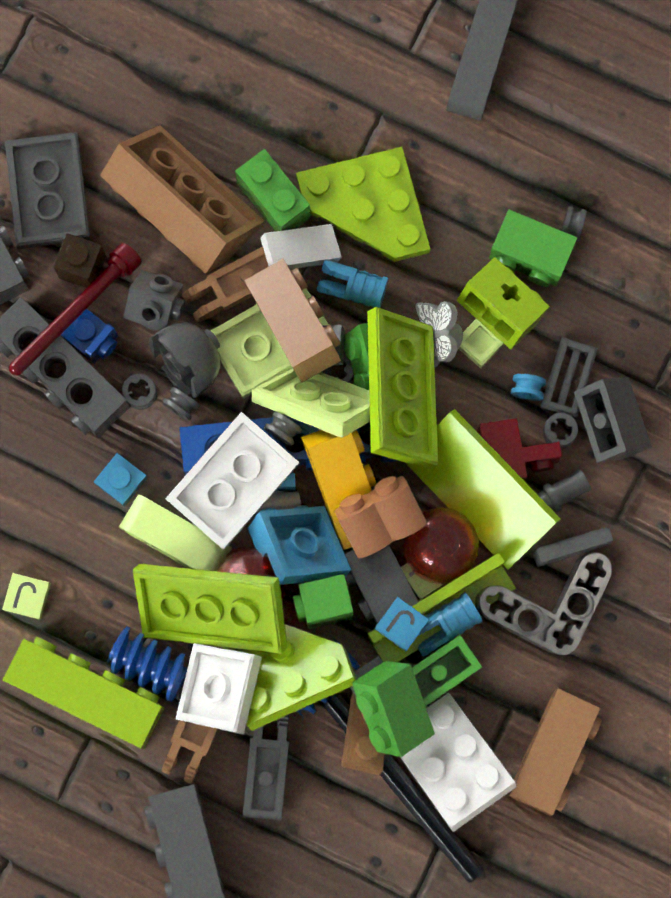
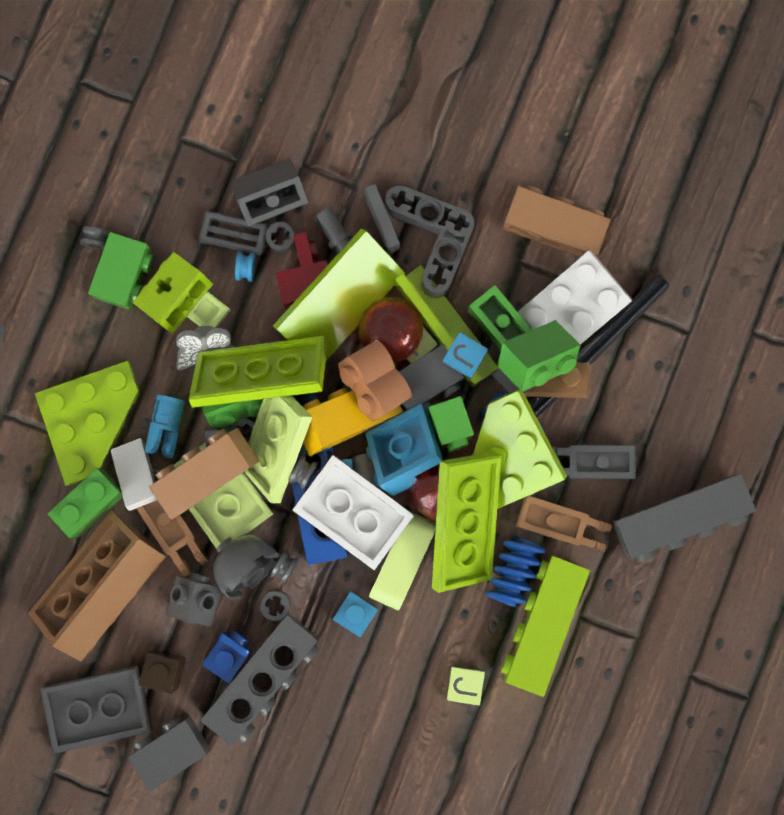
camera: 90 degrees left, 5 degrees up
(122, 262) = (159, 633): dark red piece -> none
(218, 688) = (534, 507): white plate -> none
(453, 620) = (454, 314): dark azure hinge -> none

